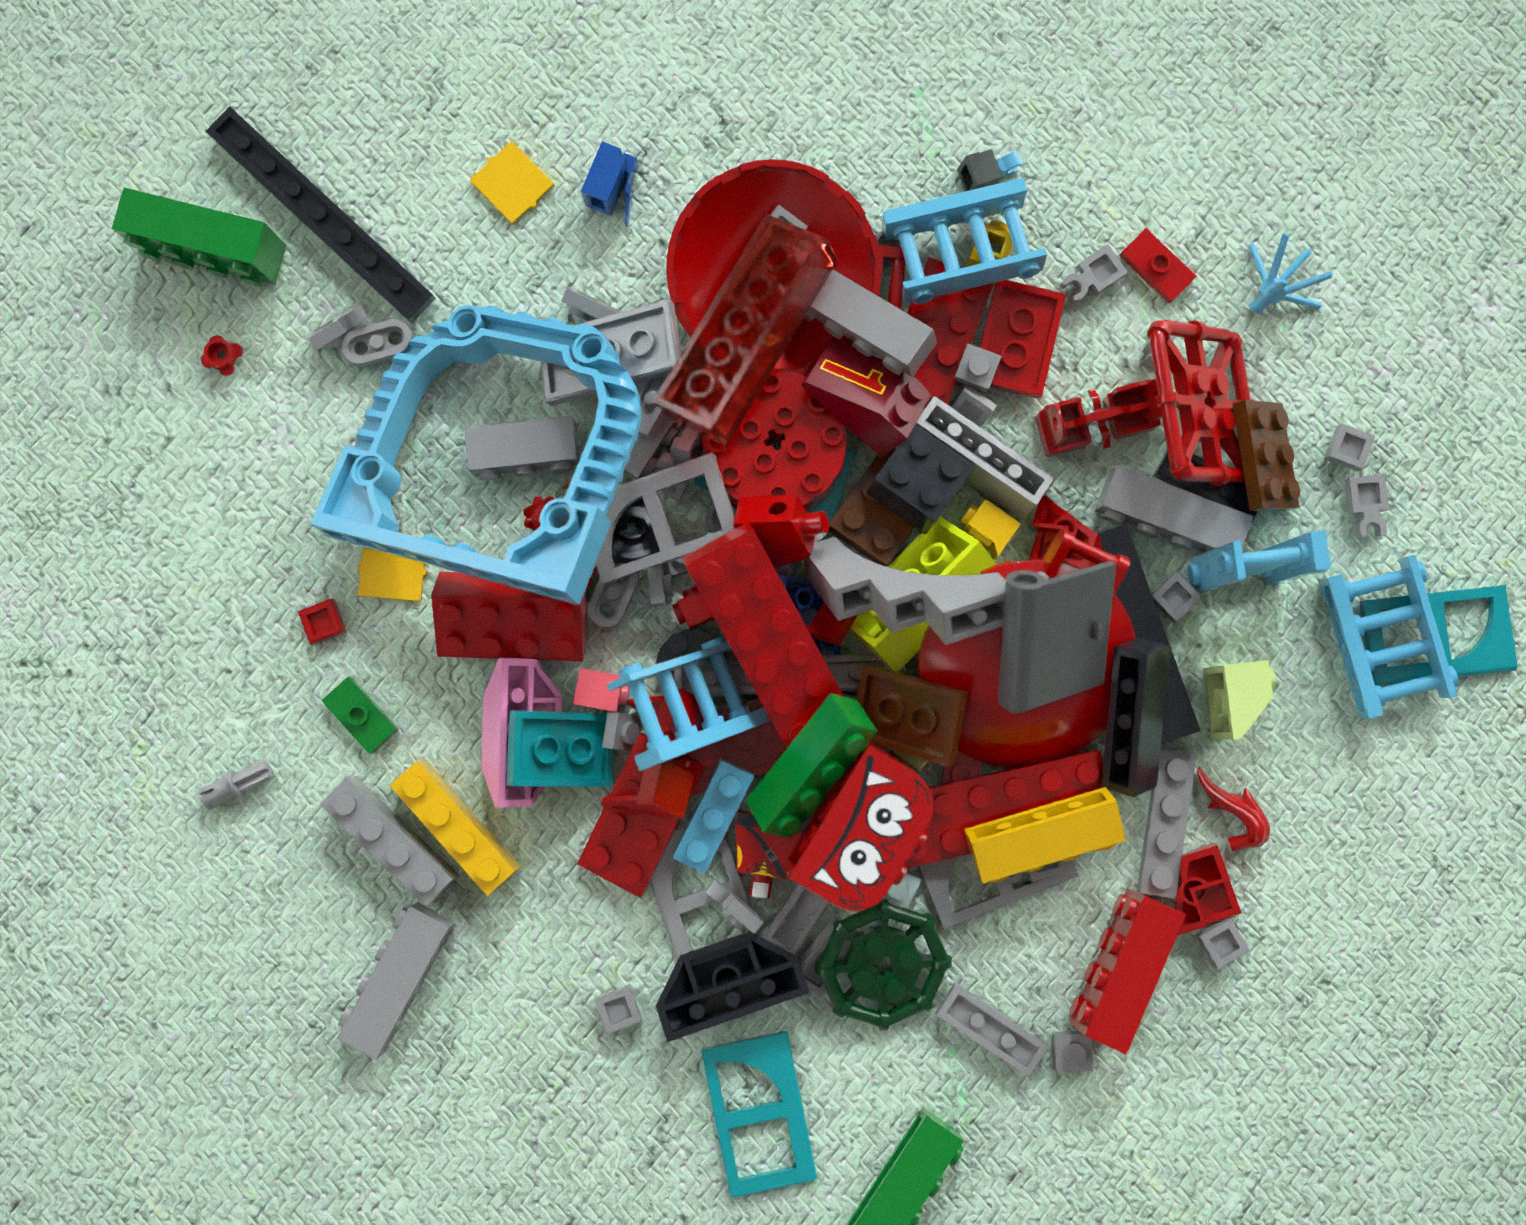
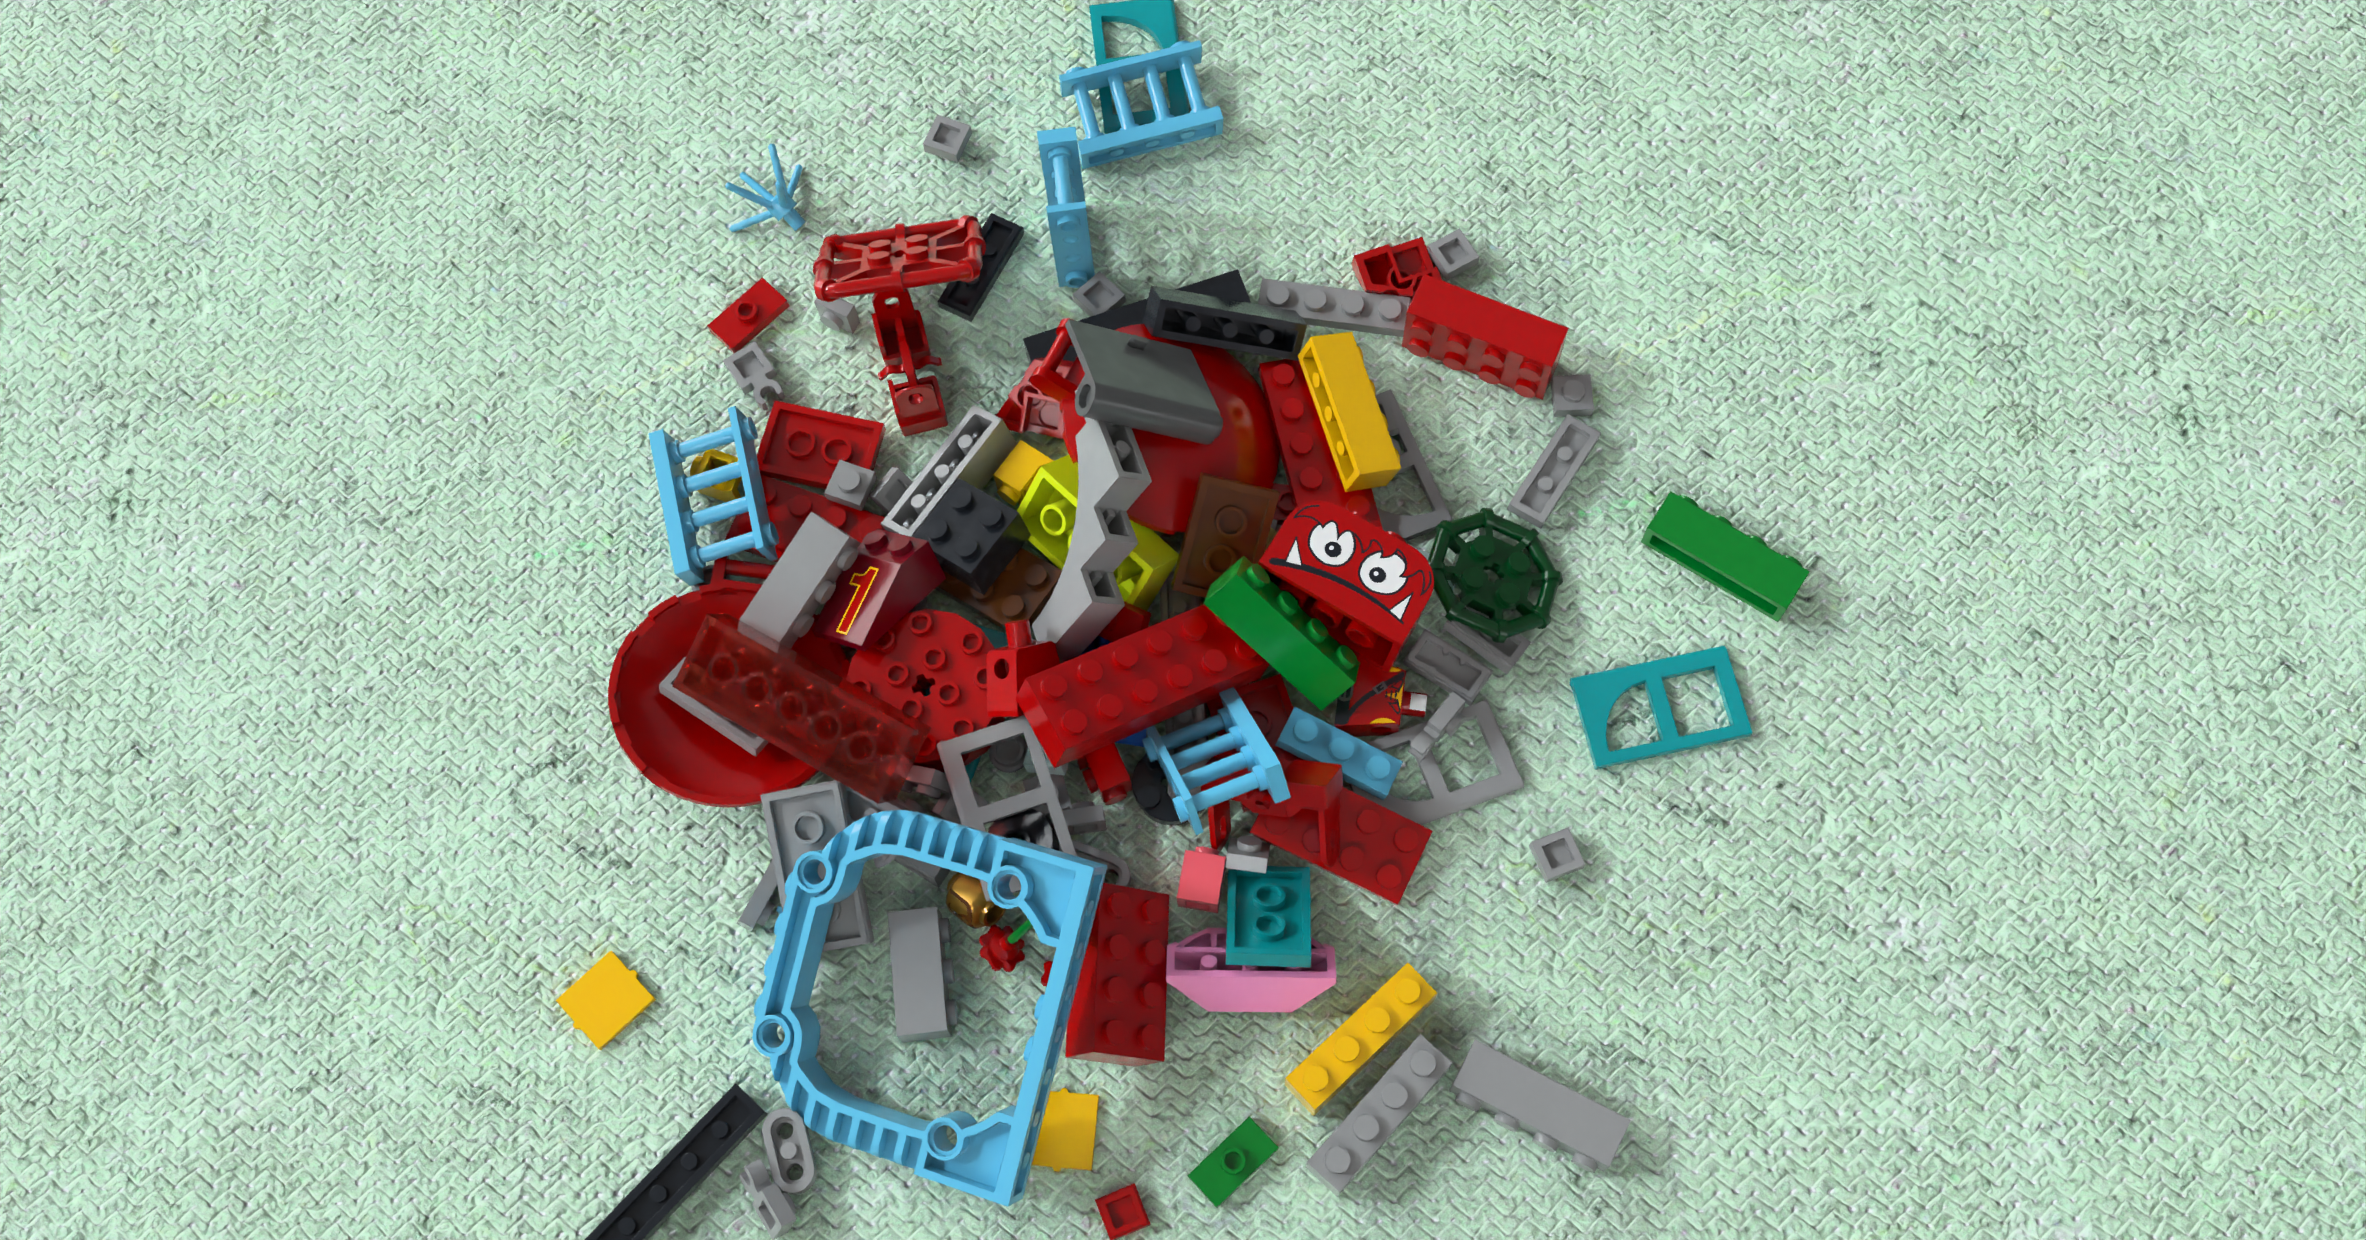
camera: 85 degrees left, 15 degrees down
(607, 180) = (608, 881): blue piece -> none
(727, 983) = (1520, 729): black wedge -> none
(984, 170) = (634, 482): pearl dark grey piece -> none
(1169, 512) = (1011, 301): light grey brick -> none
(1237, 696) = (1203, 236): yellowish green slope -> none
(1244, 808) = (1314, 236): red piece -> none
(1266, 456) = (954, 209): reddish brown plate -> none
(1367, 498) = (1000, 123): light grey plate -> none

